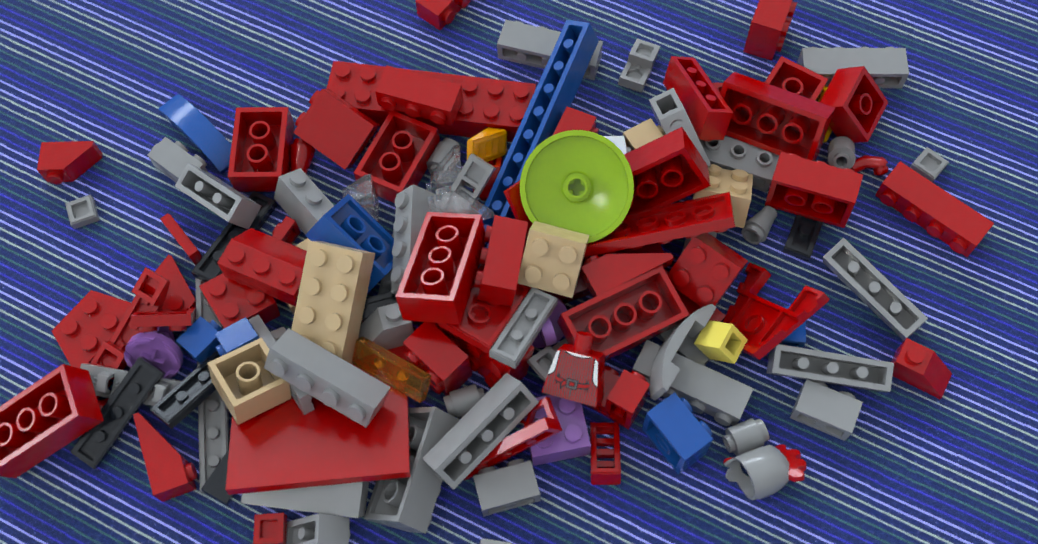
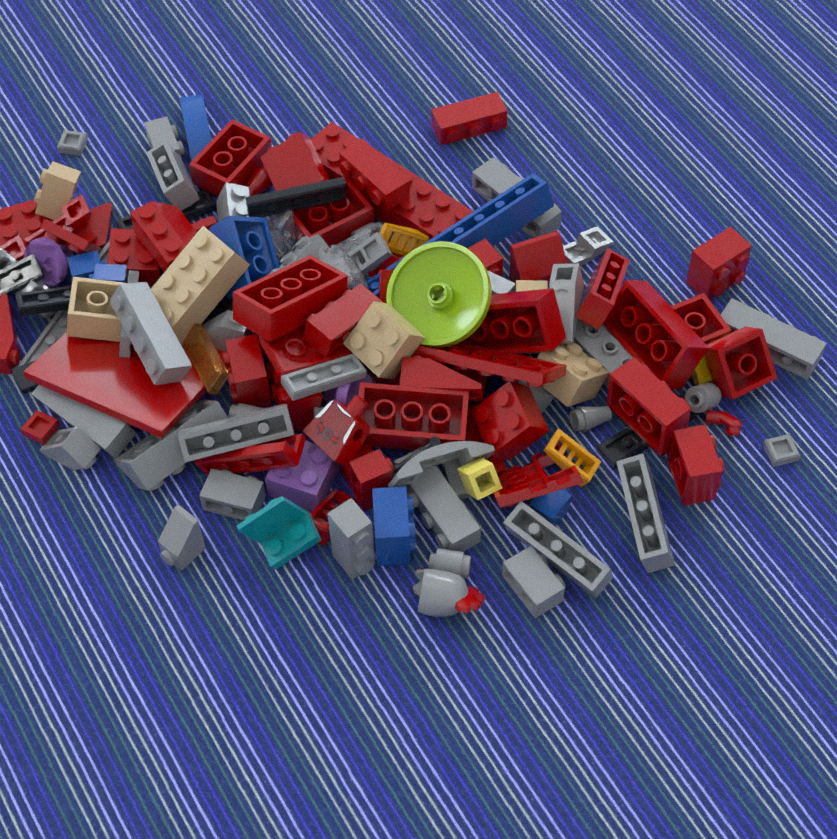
camera: 30 degrees right, 10 degrees down
(66, 160) = (86, 100): red slope -> none
(113, 274) = (57, 189): none -> tan brick
(181, 238) = (127, 193): red tile -> none
(363, 158) = (296, 198): none -> black tile
(588, 500) = (281, 530): none -> teal bracket
(620, 103) = (535, 258): none -> red slope
(660, 471) = (351, 538): none -> light grey brick
(664, 332) = (434, 441): none -> black hinge
(794, 269) = (583, 456): none -> light orange slope
(883, 221) = (695, 464): none -> red brick
(921, 368) = (640, 596): red slope -> none
(933, 209) = (753, 484): red brick -> none

